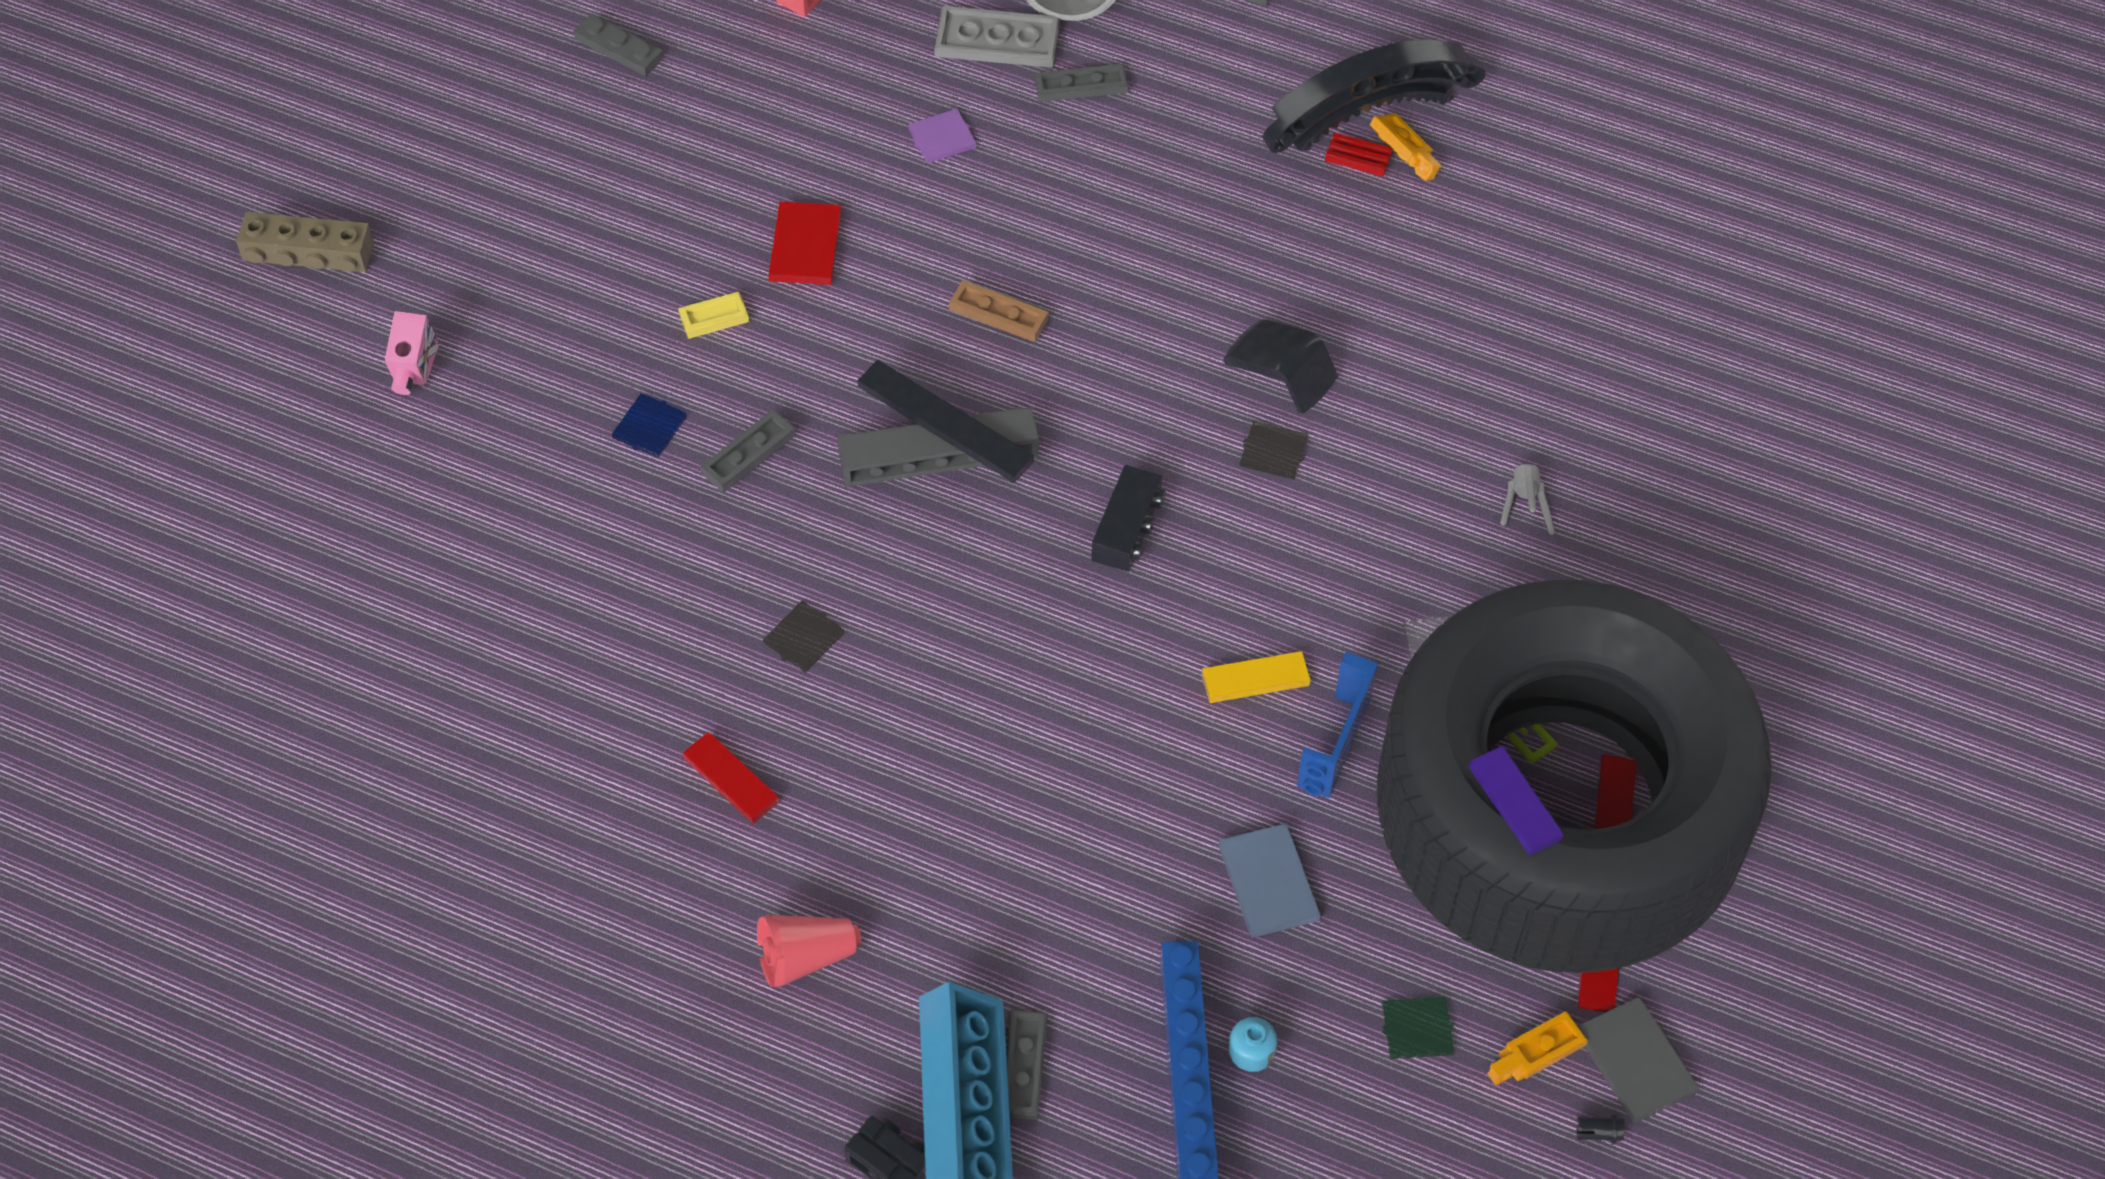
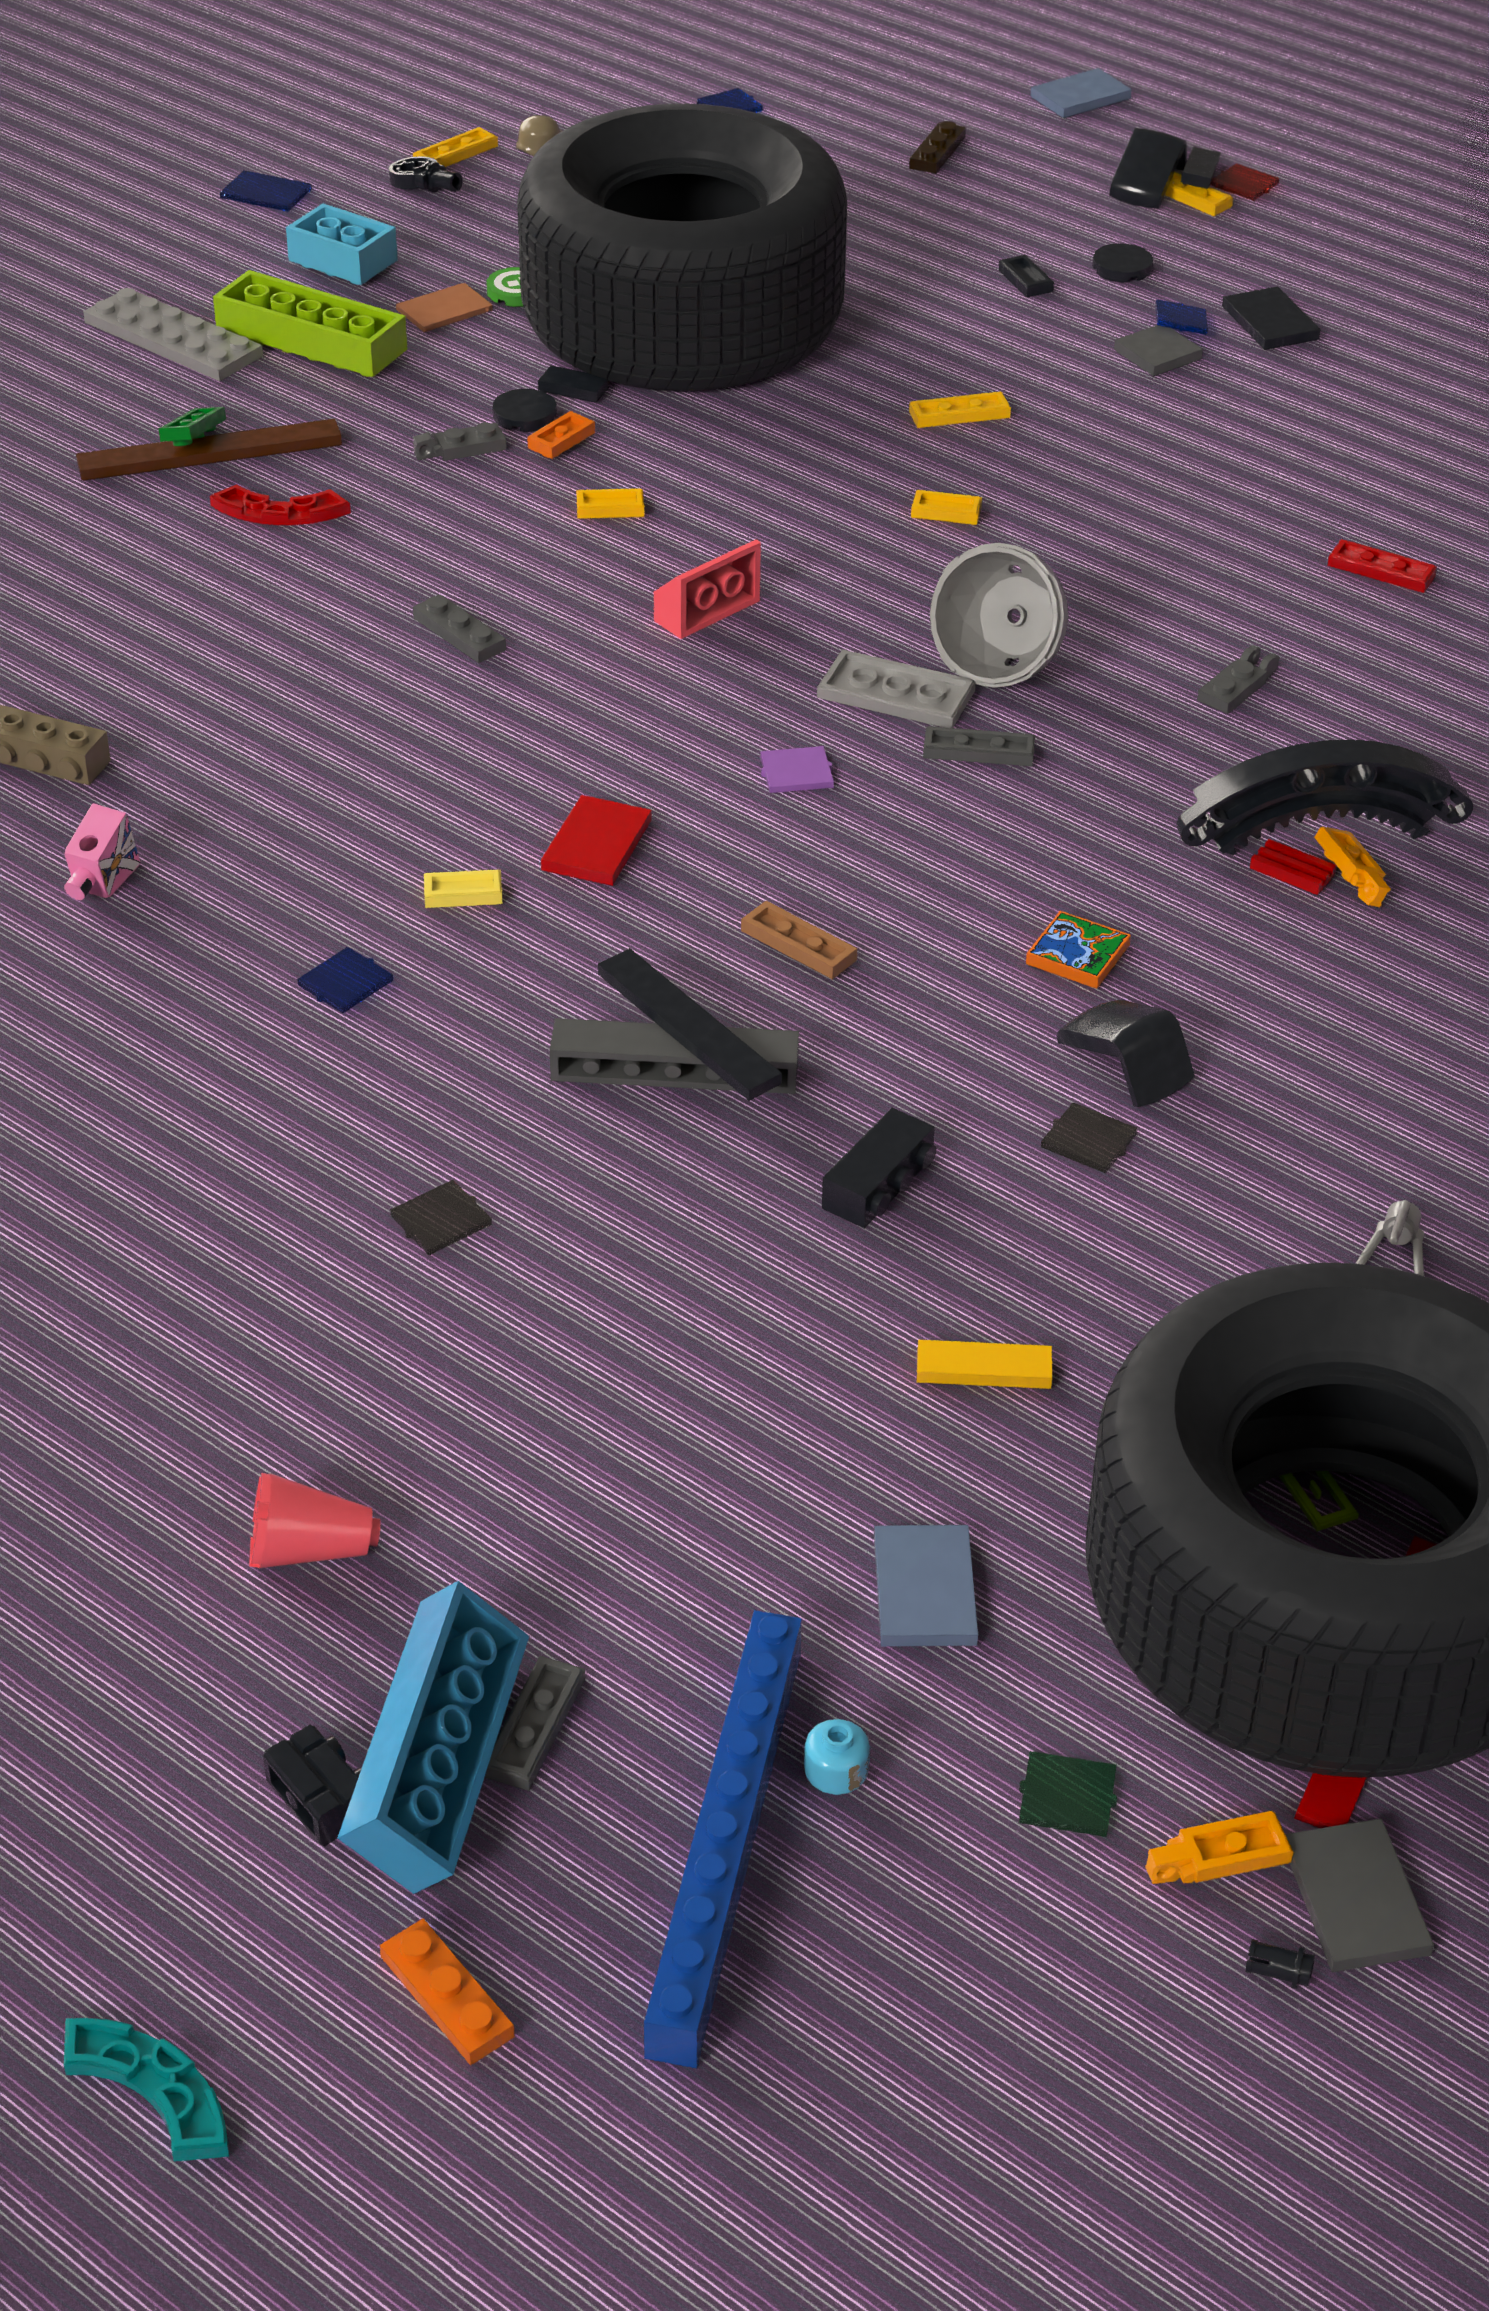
camera: 15 degrees right, 15 degrees down
(730, 777) = (293, 1341): red tile -> none
(748, 451) = (447, 1020): dark grey plate -> none
(1216, 272) = (1078, 949): none -> tile
(1354, 685) = (1038, 1470): blue panel -> none
(1516, 800) = (1241, 1481): dark purple tile -> none

